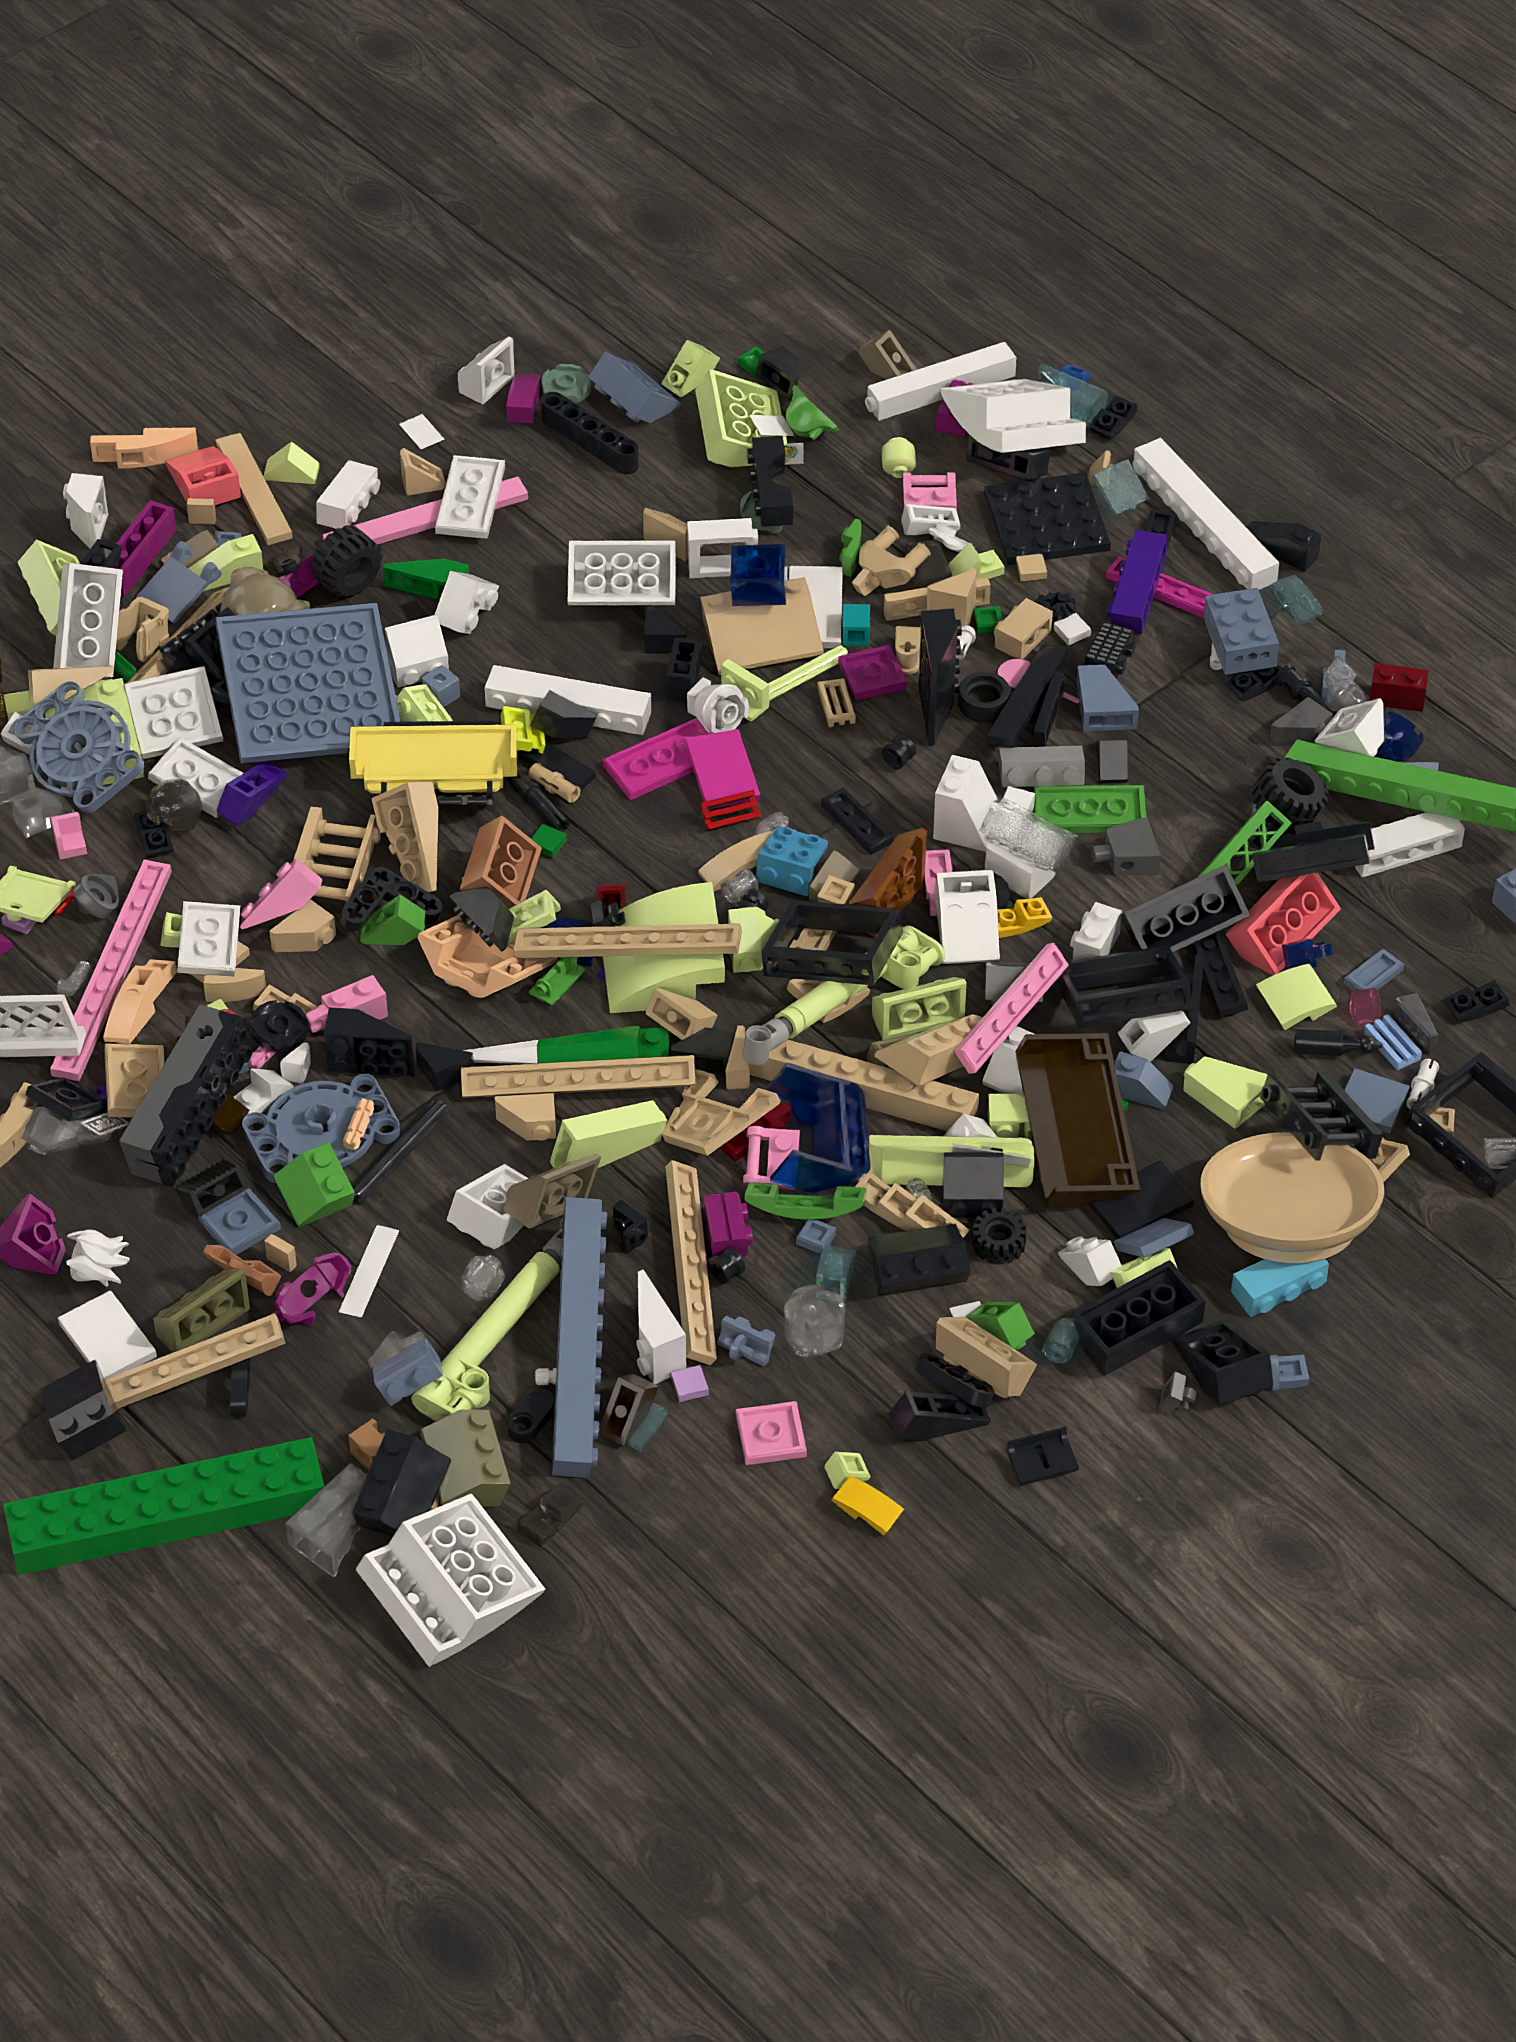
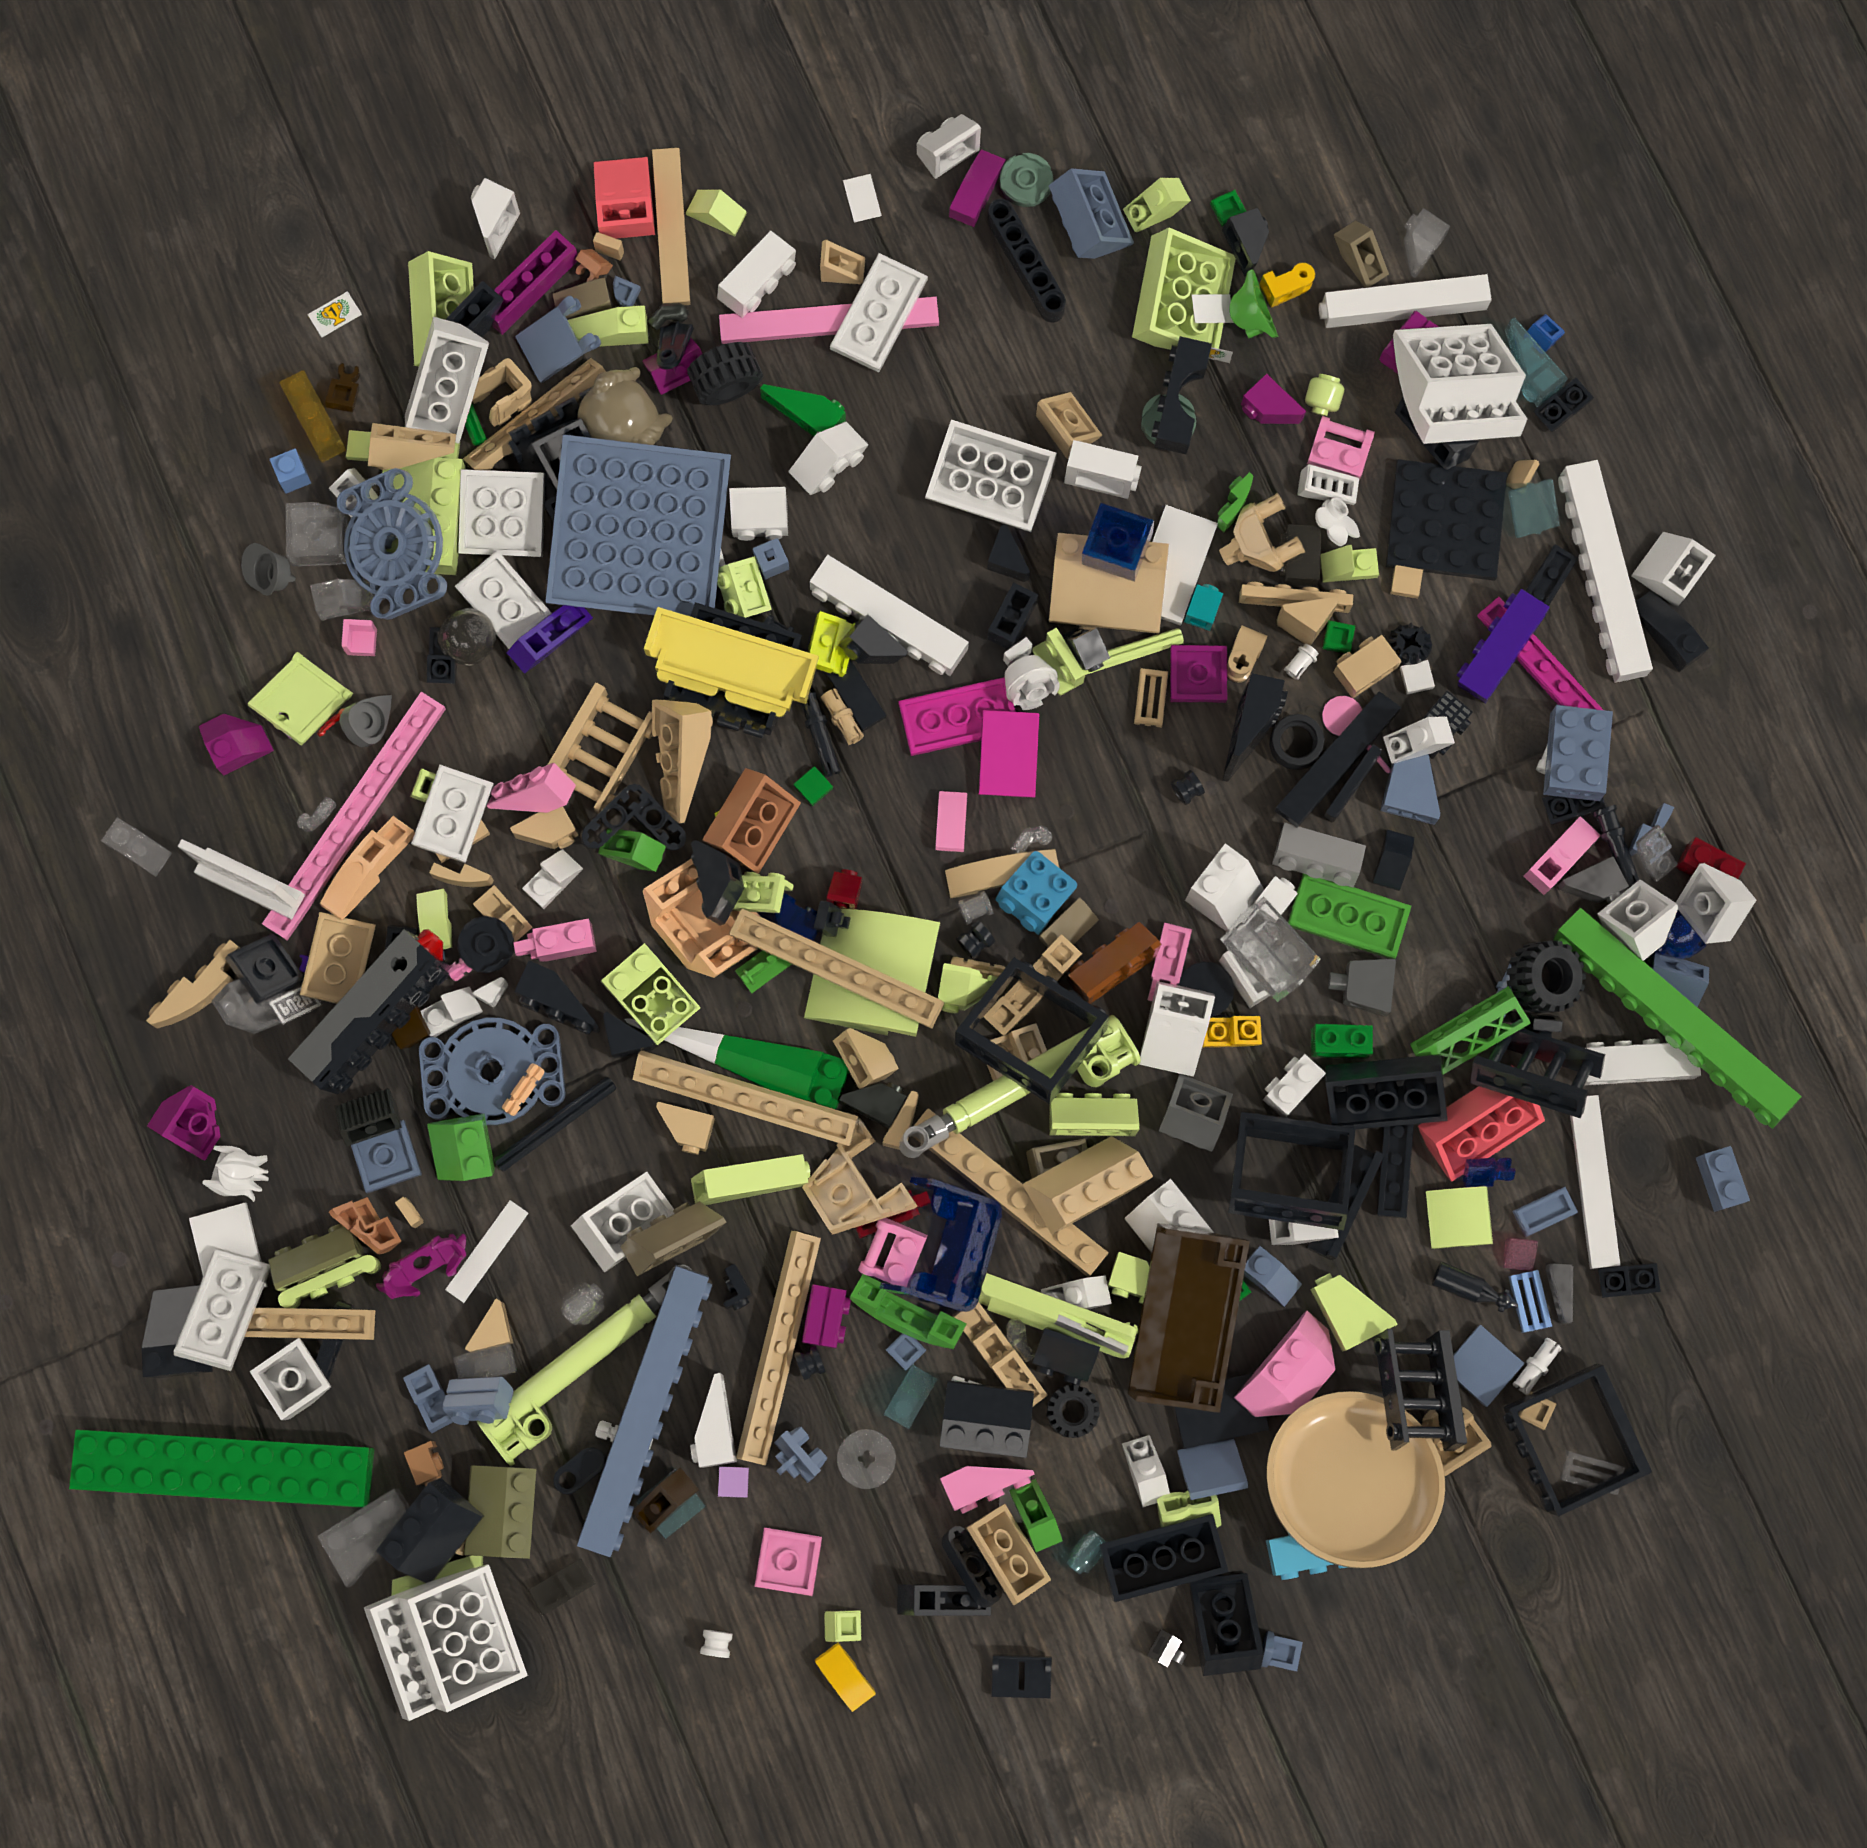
camera: 15 degrees right, 30 degrees up
(121, 1363) = (222, 1310): none -> white tile
(146, 449) = (587, 143): light nougat slope -> none
(189, 524) = (593, 262): none -> nougat tile
(212, 1408) = (291, 1380): none -> white slope
(234, 1315) = (339, 1276): none -> yellowish green plate
(275, 542) = (666, 311): none -> pearl dark grey arm
(323, 970) = (552, 878): none -> white slope
(354, 1397) = (429, 1397): none -> sand blue slope
(401, 1318) = (493, 1329): none -> tan slope
(451, 1020) = (650, 994): none -> yellowish green slope
(689, 831) = (951, 821): none -> bright pink slope
(726, 1512) = (716, 1643): none -> white wheel
(729, 799) = (999, 818): red tile -> none
(765, 665) = (1087, 647): none -> slope
(832, 394) = (1287, 285): none -> yellow leg
(855, 475) = (1271, 404): none -> magenta slope
(857, 821) = (1118, 857): black tile -> none
(919, 1316) = (974, 1483): none -> bright pink slope
(937, 336) = (1422, 239): none -> clear slope
(1011, 1008) = (1173, 1169): bright pink tile -> none
(1094, 652) = (1419, 739): none -> white slope
(1126, 889) = (1342, 1041): none -> green brick
(1188, 1147) = (1290, 1371): none -> bright pink wedge
(1259, 715) = (1562, 855): none -> bright pink slope
(1264, 495) = (1673, 567): none -> white slope
(1298, 598) = (1656, 711): clear light blue slope -> none
(1407, 939) = (1595, 1186): none -> white tile
(1419, 701) = (1714, 904): none -> white slope

